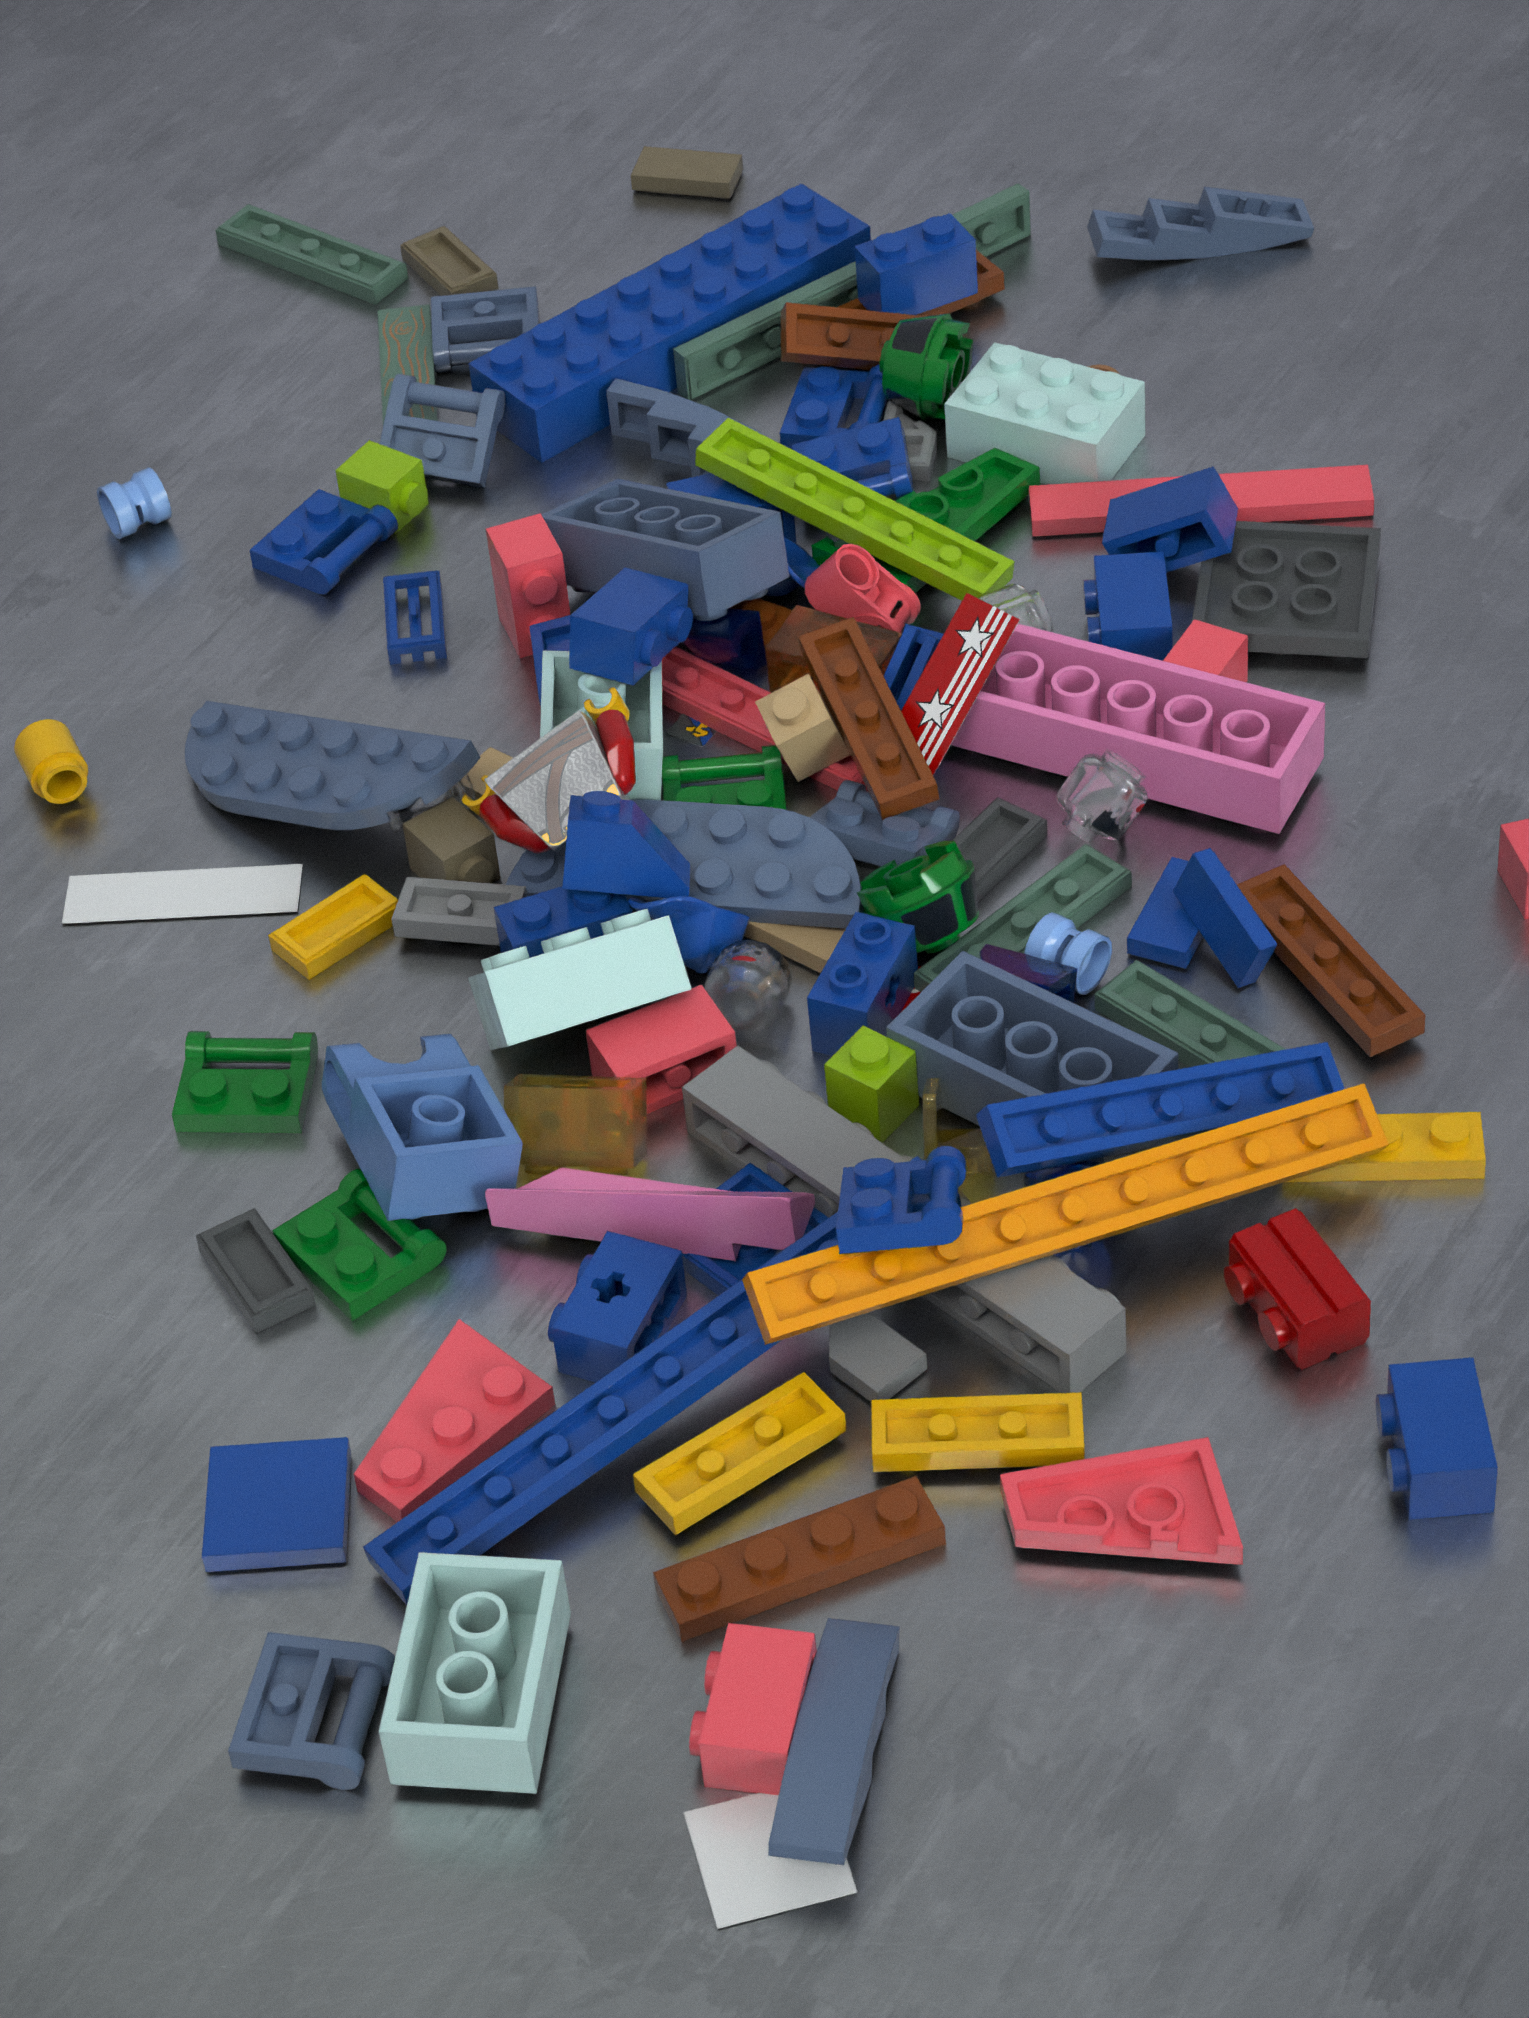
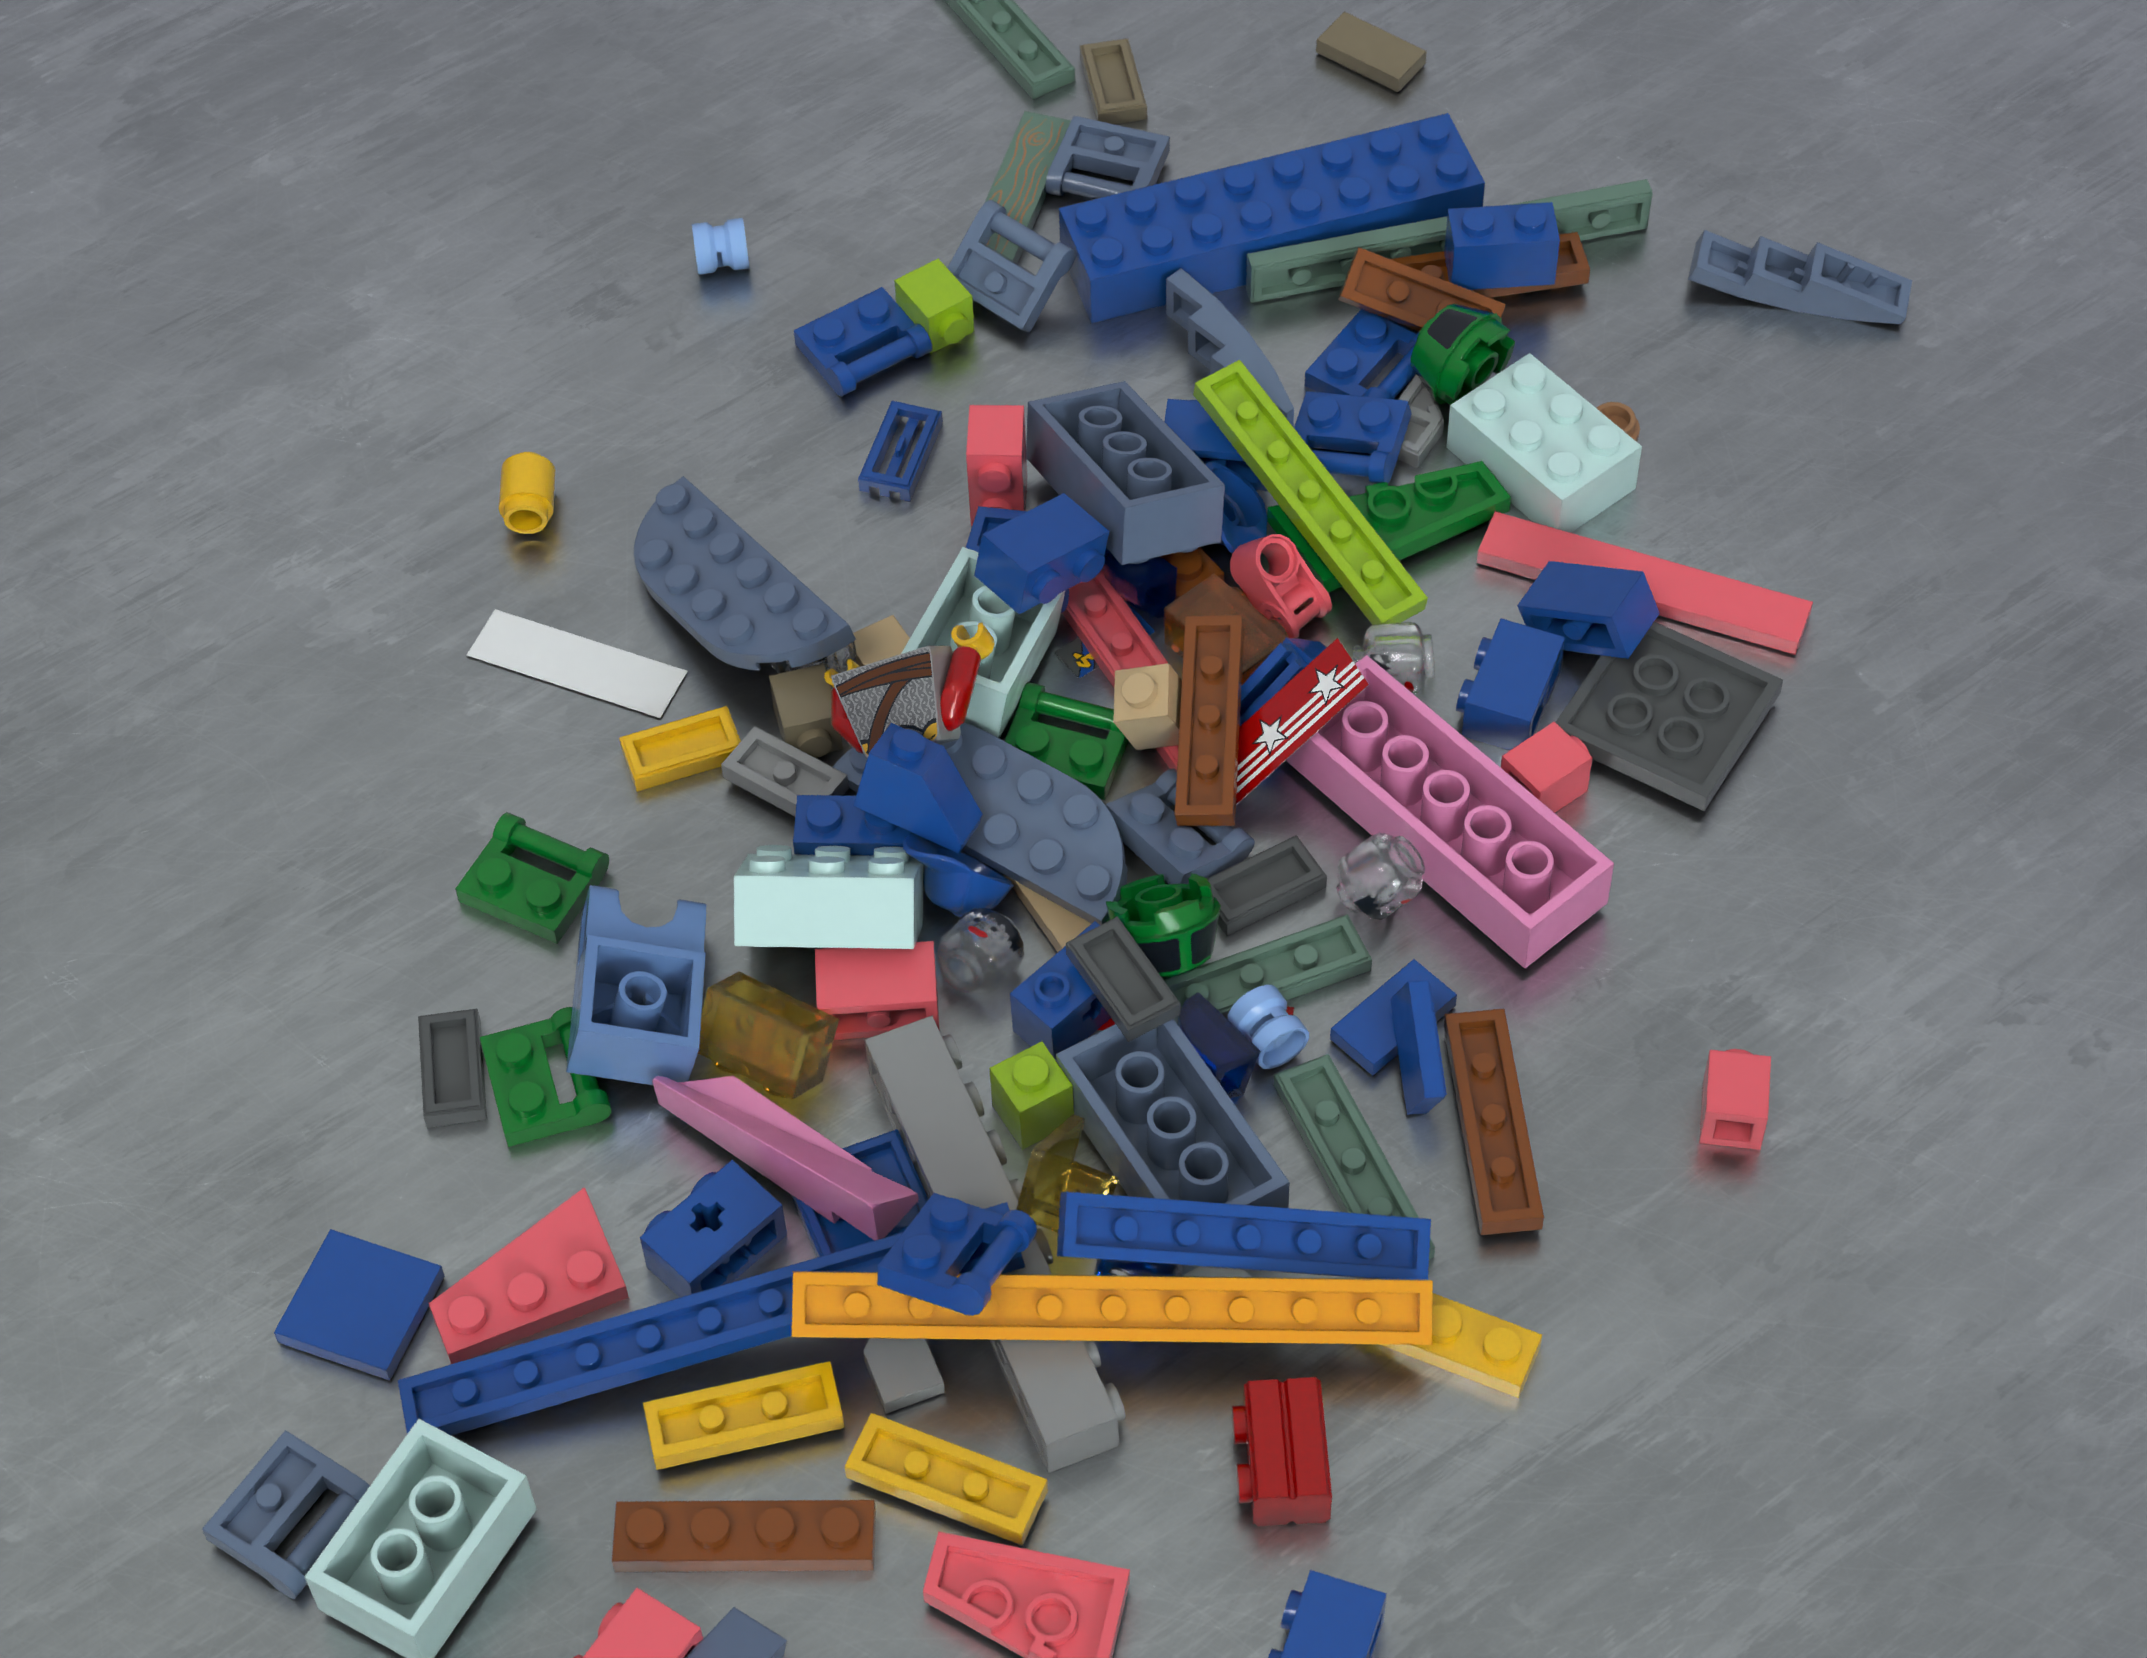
camera: 20 degrees right, 10 degrees up
(917, 941) = (1123, 979): none -> dark grey tile

